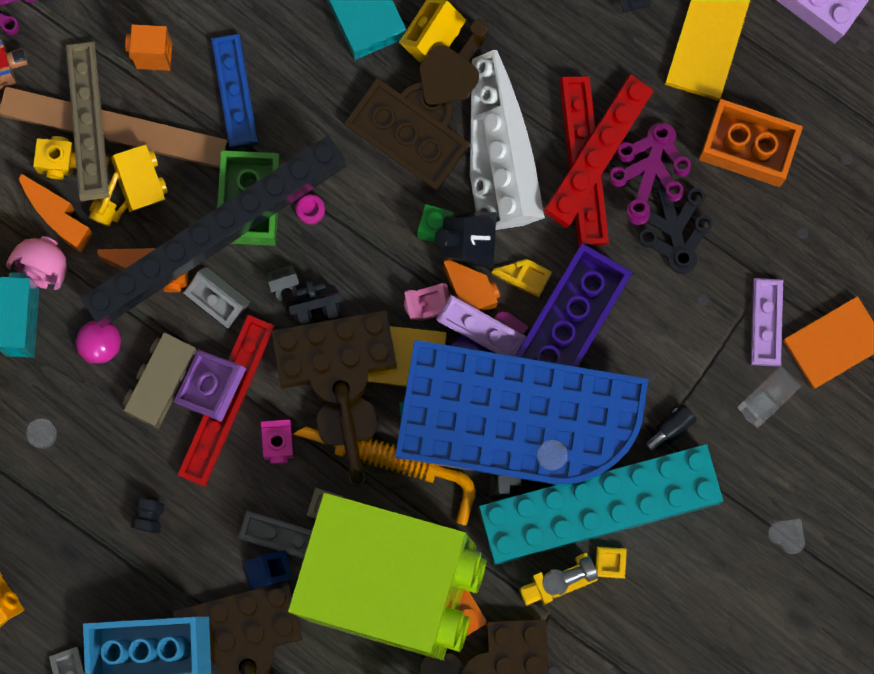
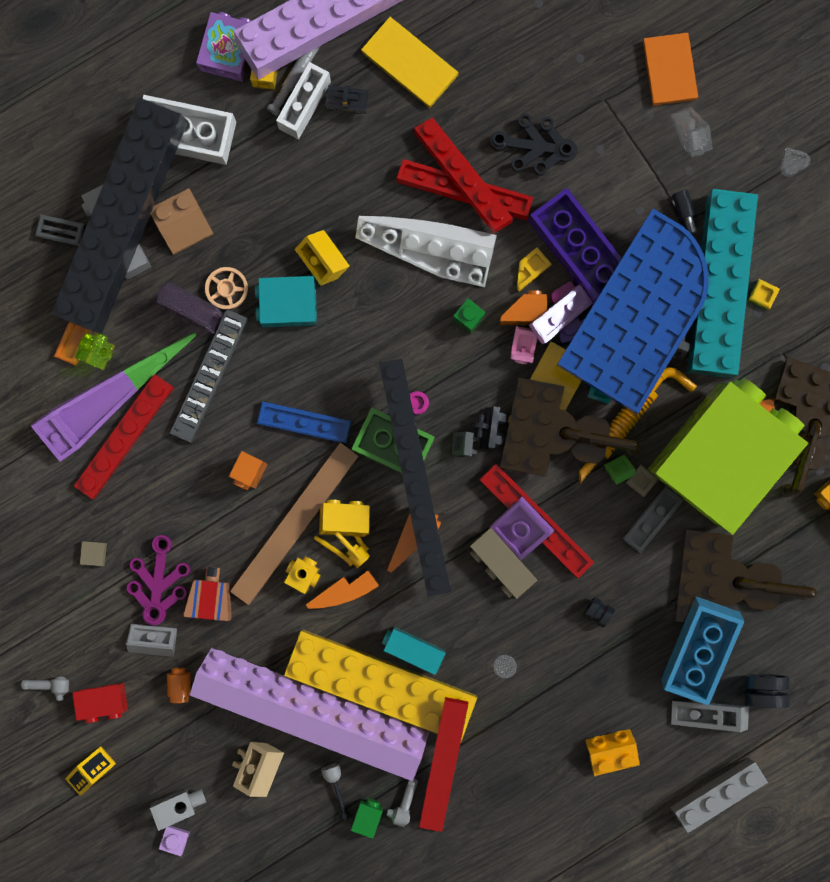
camera: 60 degrees left, 5 degrees up
(39, 261) = (377, 617): bright pink cylinder -> none
(87, 121) = (285, 539): dark tan tile -> none
(97, 343) = (456, 601): dark pink hair -> none
(216, 297) = (455, 497): light grey slope -> none
(268, 569) = (673, 540): dark blue brick -> none
(281, 429) = (573, 496): dark pink brick -> none
(326, 473) = (620, 469): none -> bright green plate
(410, 129) = (392, 302): dark brown plate -> none
(468, 238) = (490, 294): black torso -> none
(552, 455) = (682, 300): clear tile -> none
(560, 582) = (767, 336): hips -> none
(651, 167) = (491, 142): magenta plant -> none
(750, 143) = (502, 64): orange brick -> none
(766, 322) = (635, 110): lavender tile -> none

